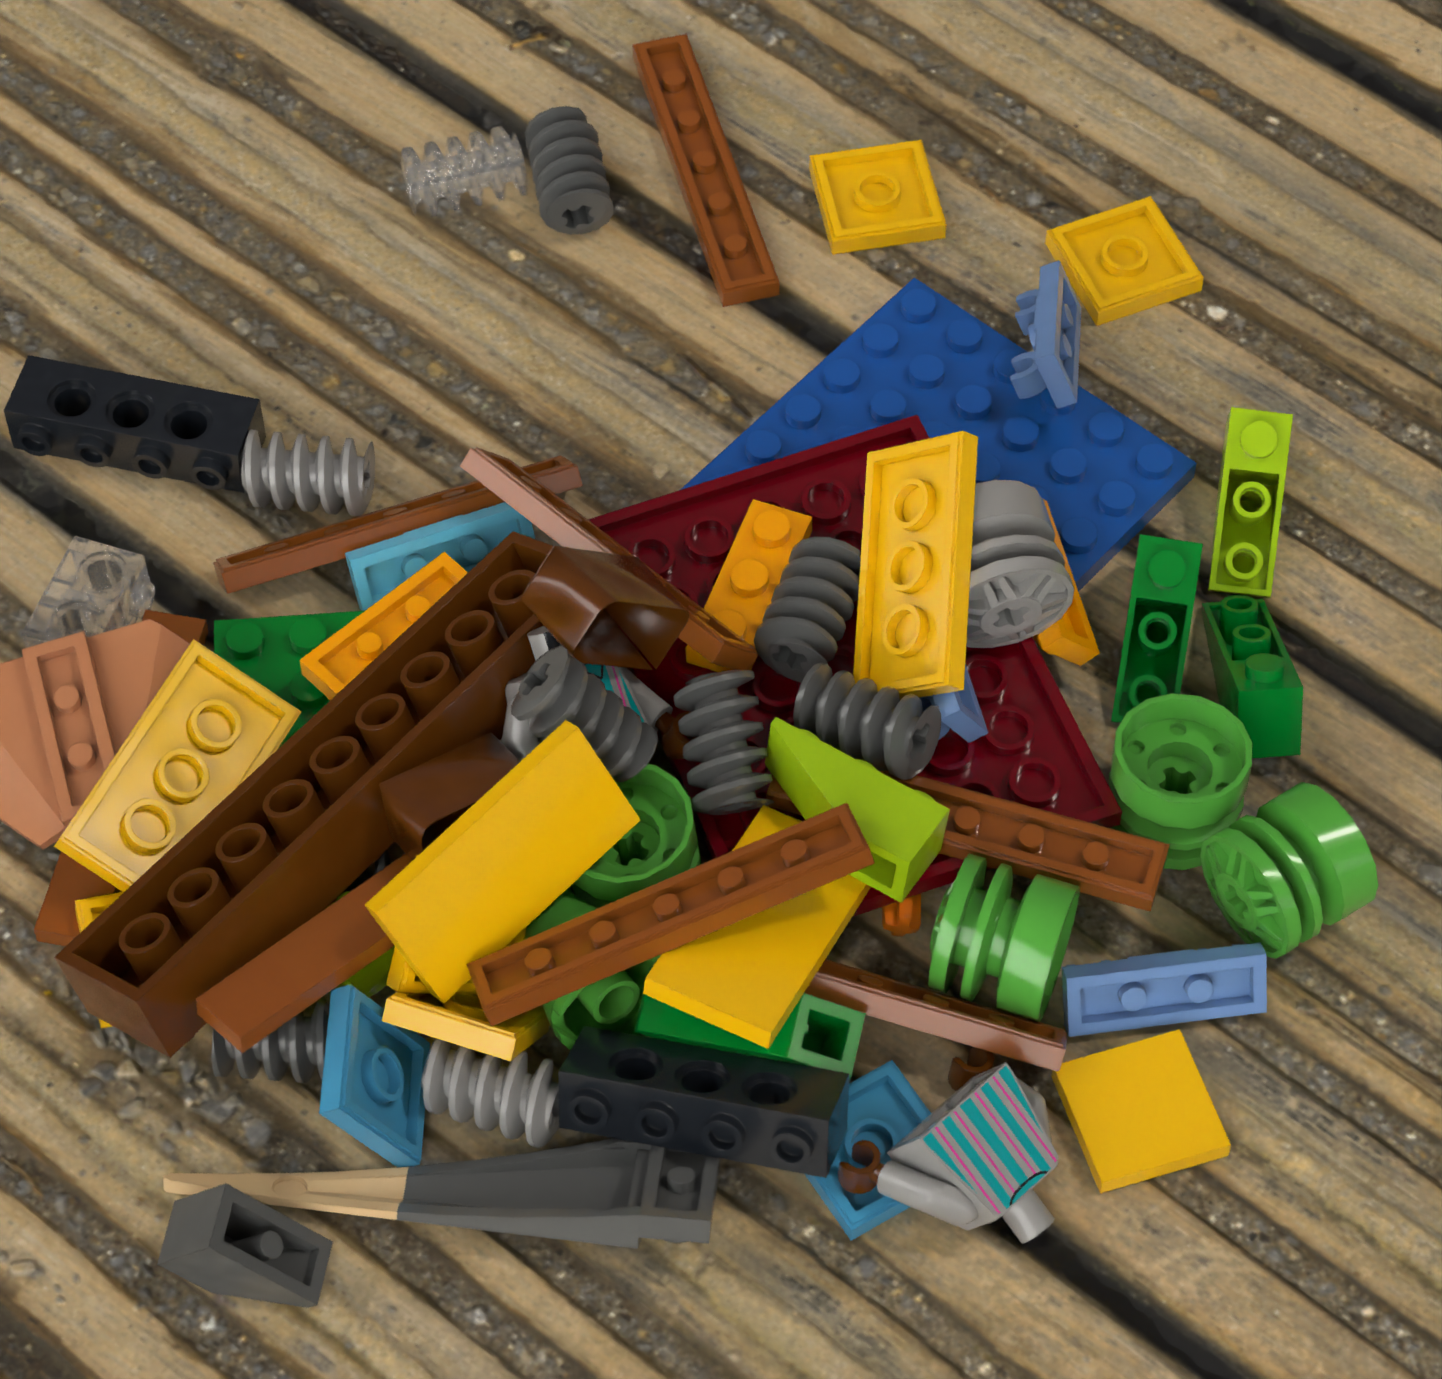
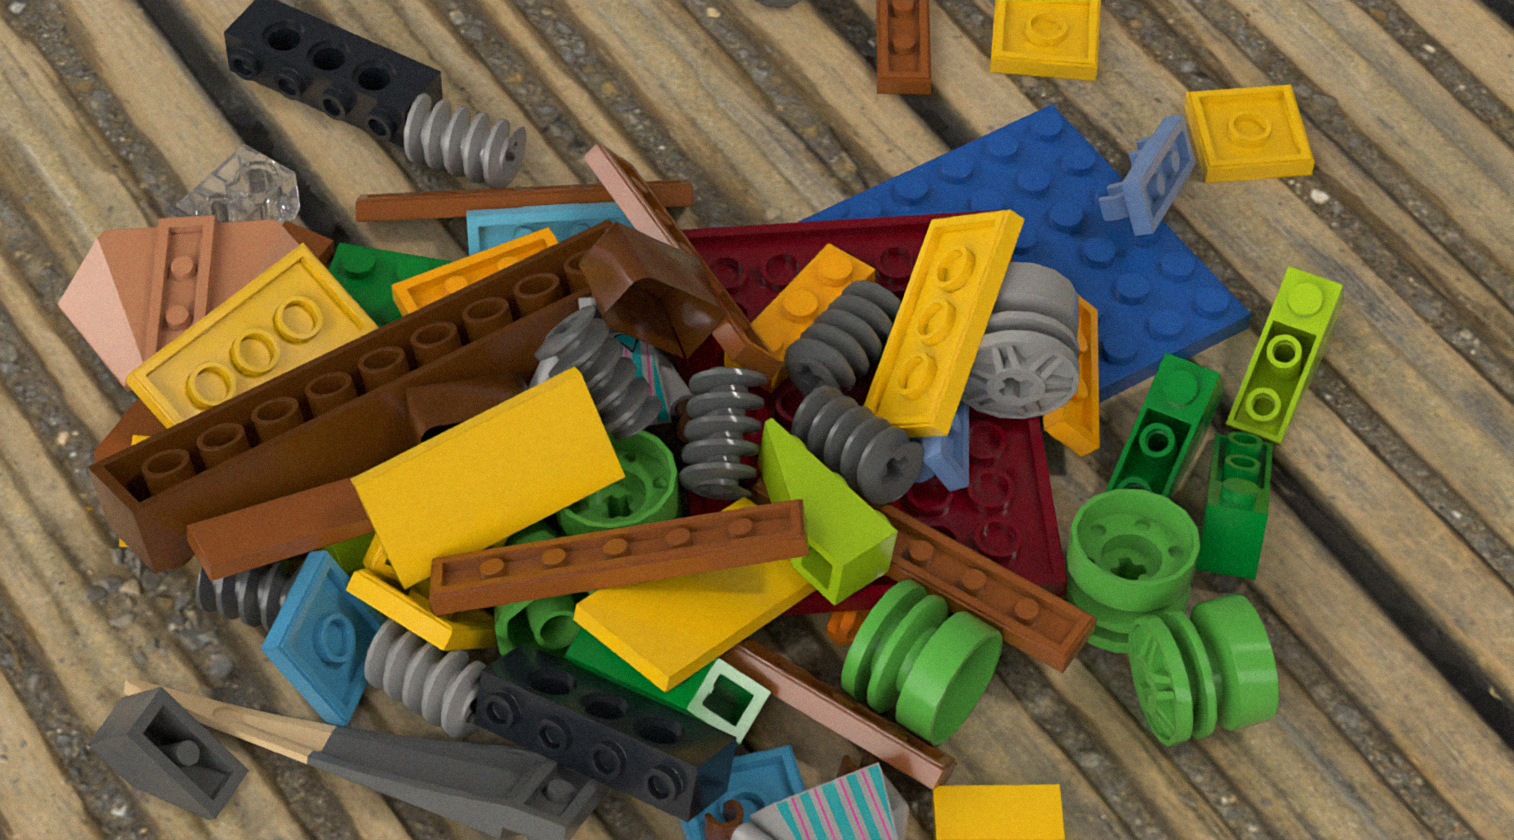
camera: 15 degrees right, 5 degrees down
(1164, 989) = (1057, 746): medium blue plate -> none

